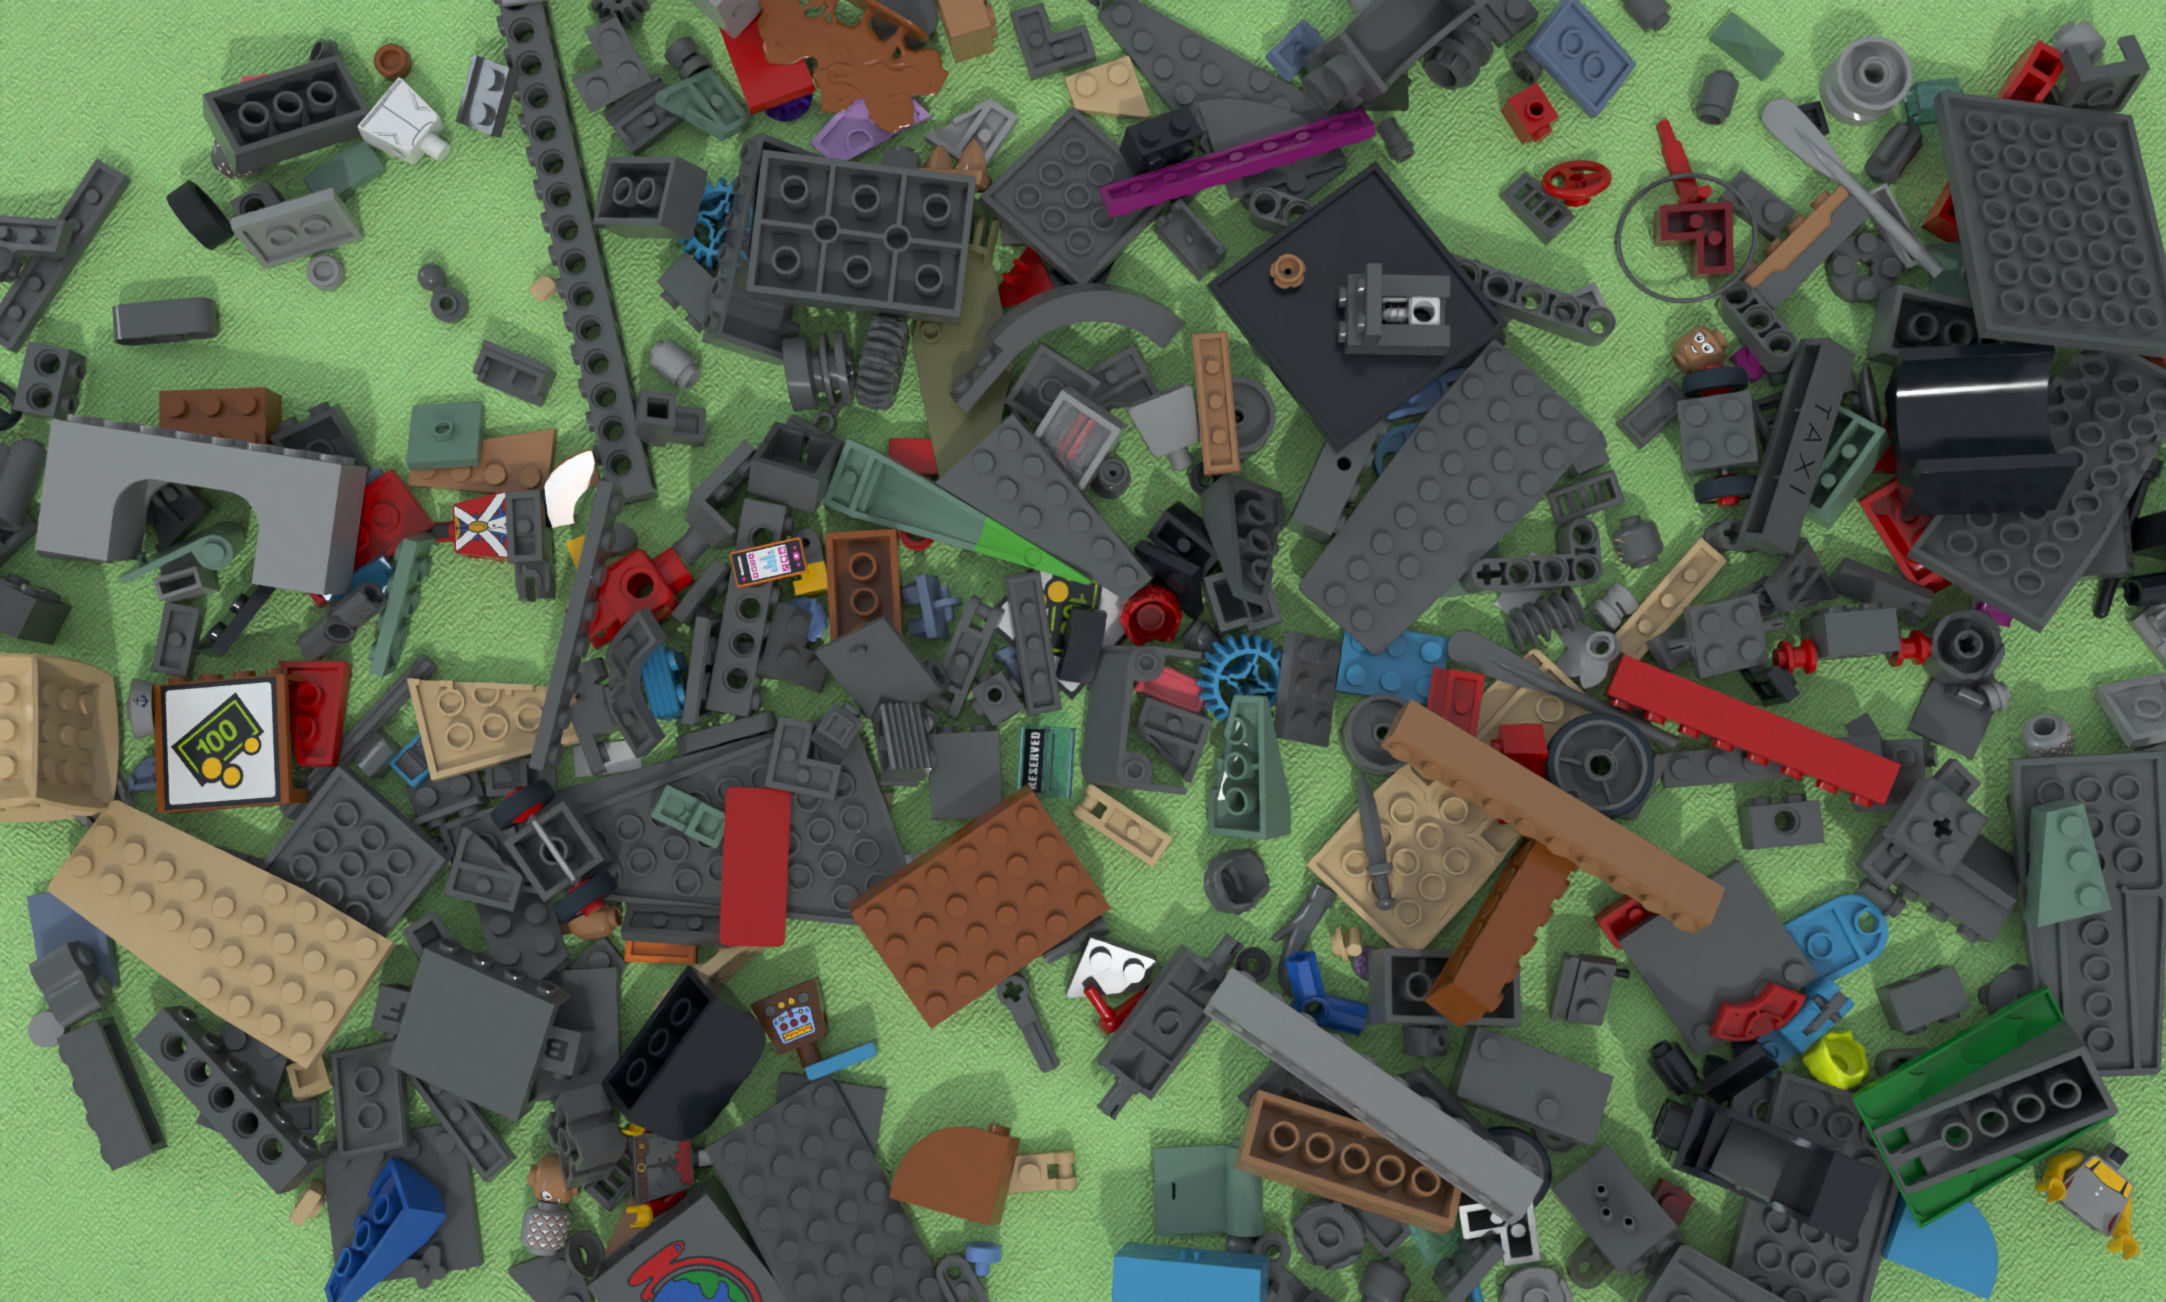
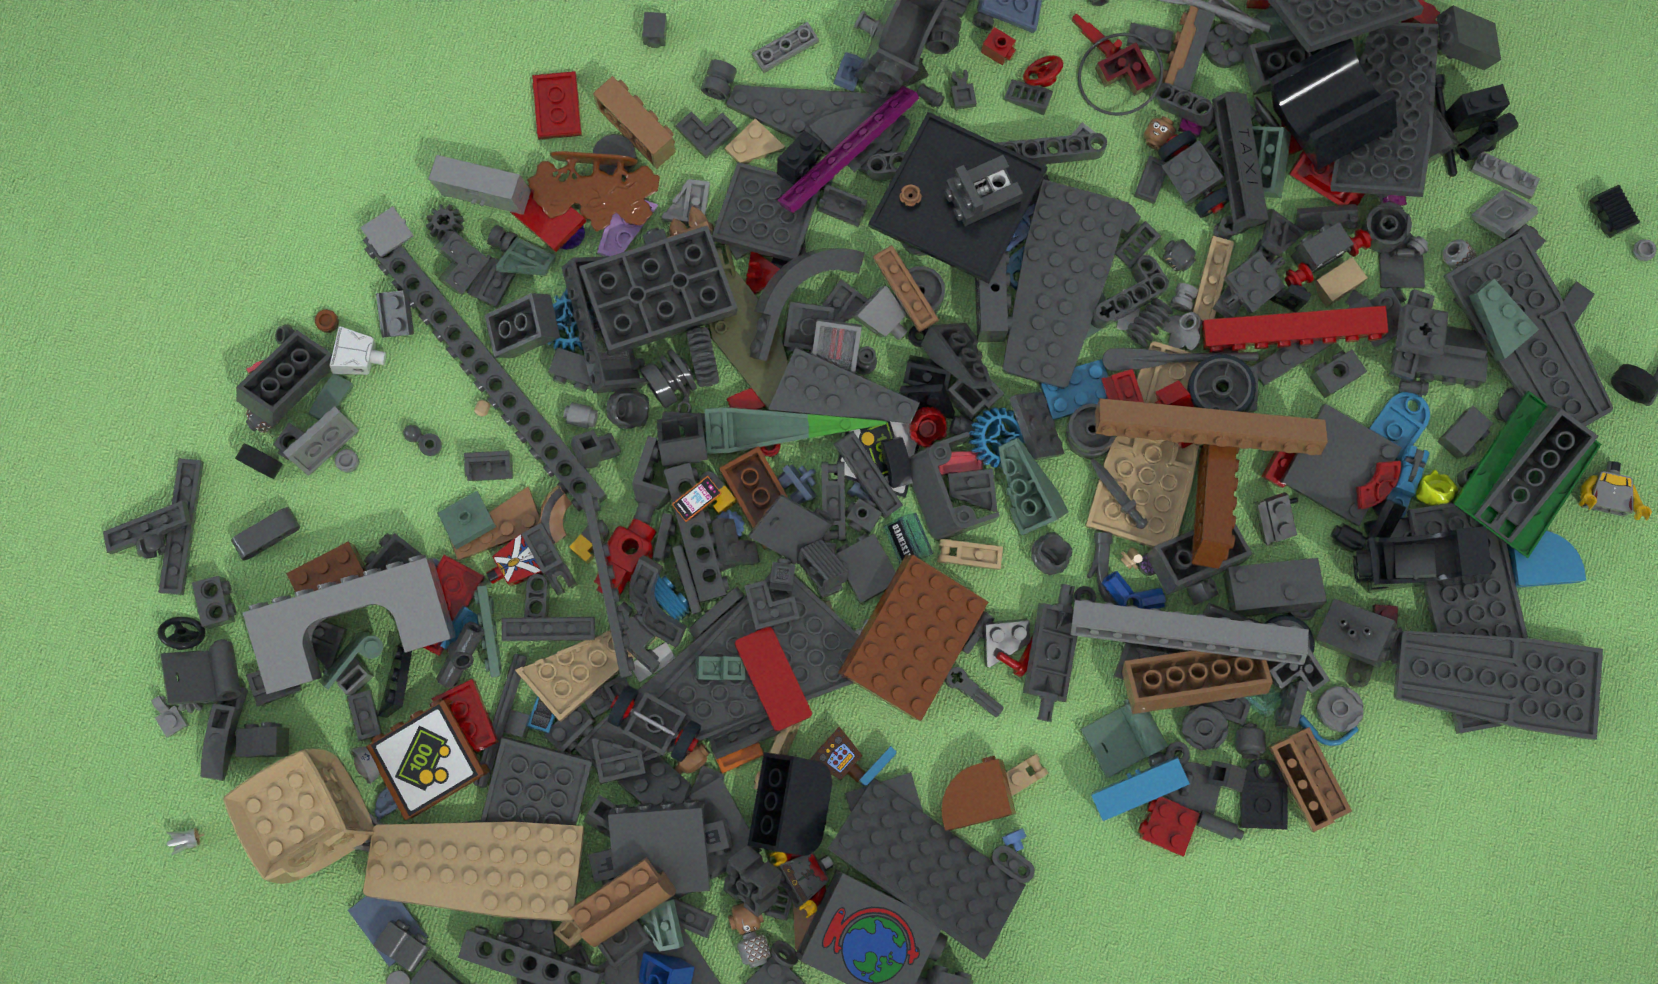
camera: 30 degrees left, 5 degrees down
(384, 1079) = (621, 902): none -> medium nougat brick
(432, 1132) = (663, 926): none -> sand green wing
(466, 613) = (537, 596): none -> dark grey beam
(478, 644) = (548, 629): none -> dark grey tile
(744, 386) = (628, 408): none -> dark grey hair
(1443, 158) = (962, 94): none -> dark grey plate
(1852, 692) = (1340, 281): none -> tan brick

